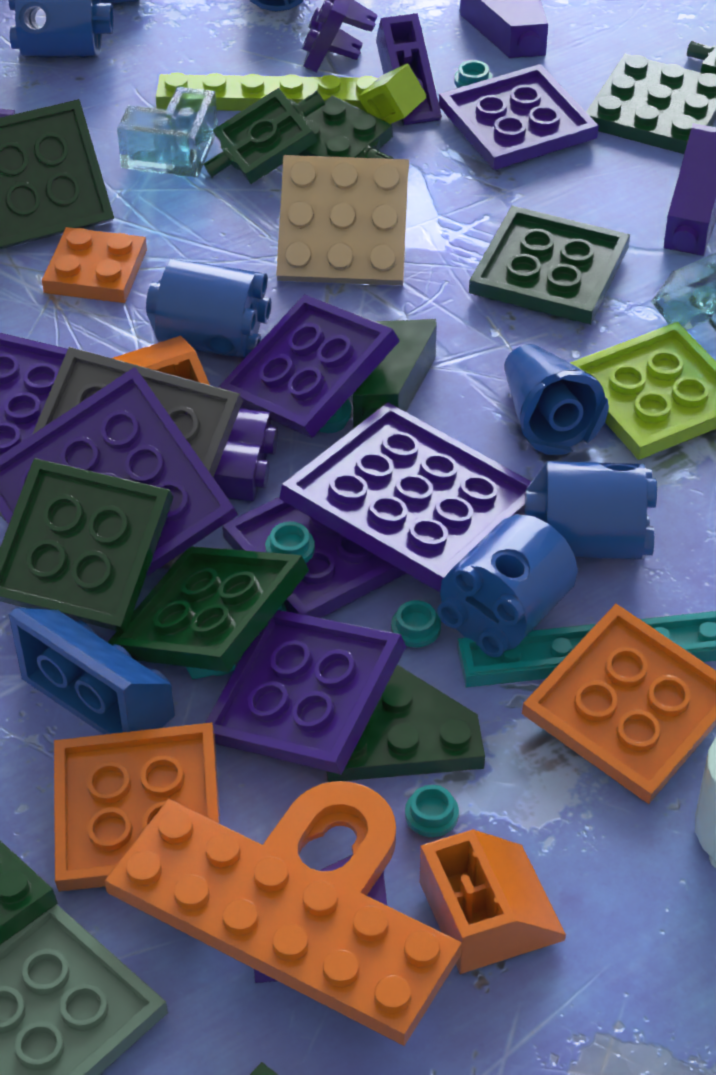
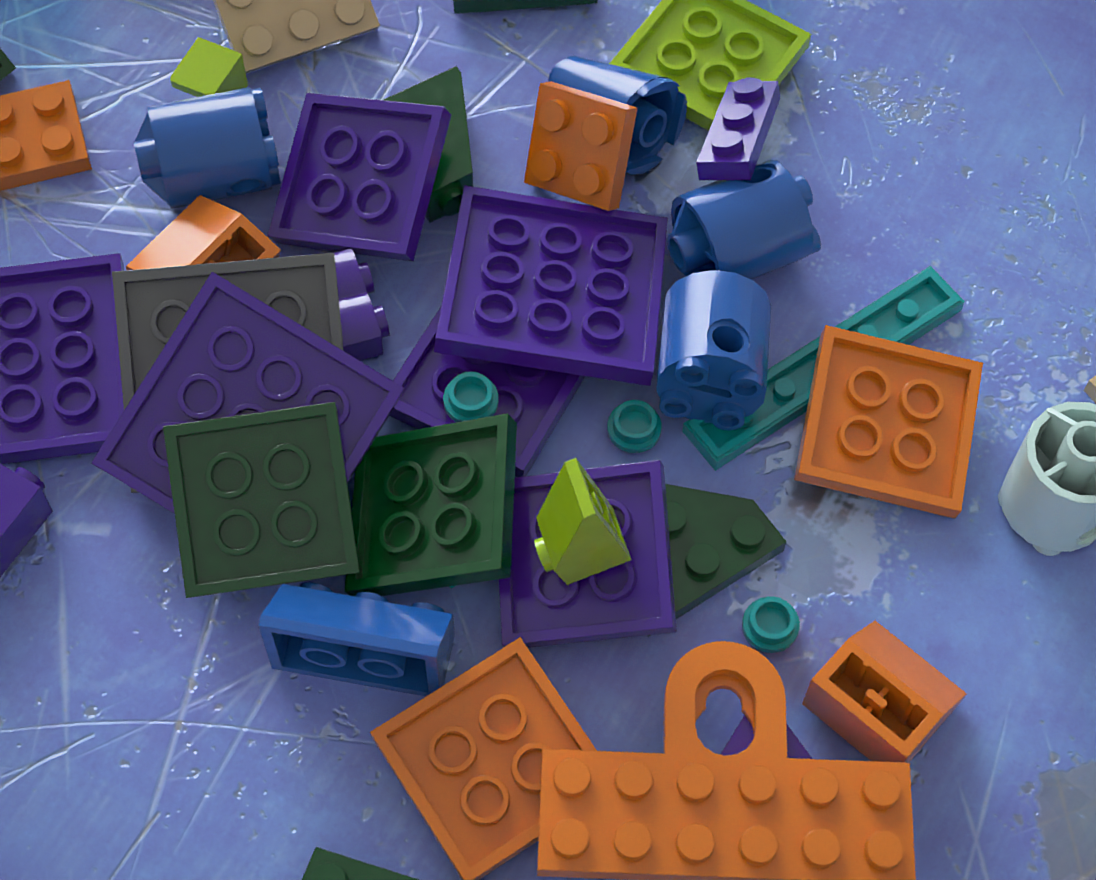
camera: 30 degrees left, 15 degrees up
(251, 256) = (209, 70): none -> lime panel
(299, 651) = (578, 528): none -> lime slope
(495, 404) = (580, 145): none -> orange plate
(631, 434) = (738, 130): none -> dark purple plate

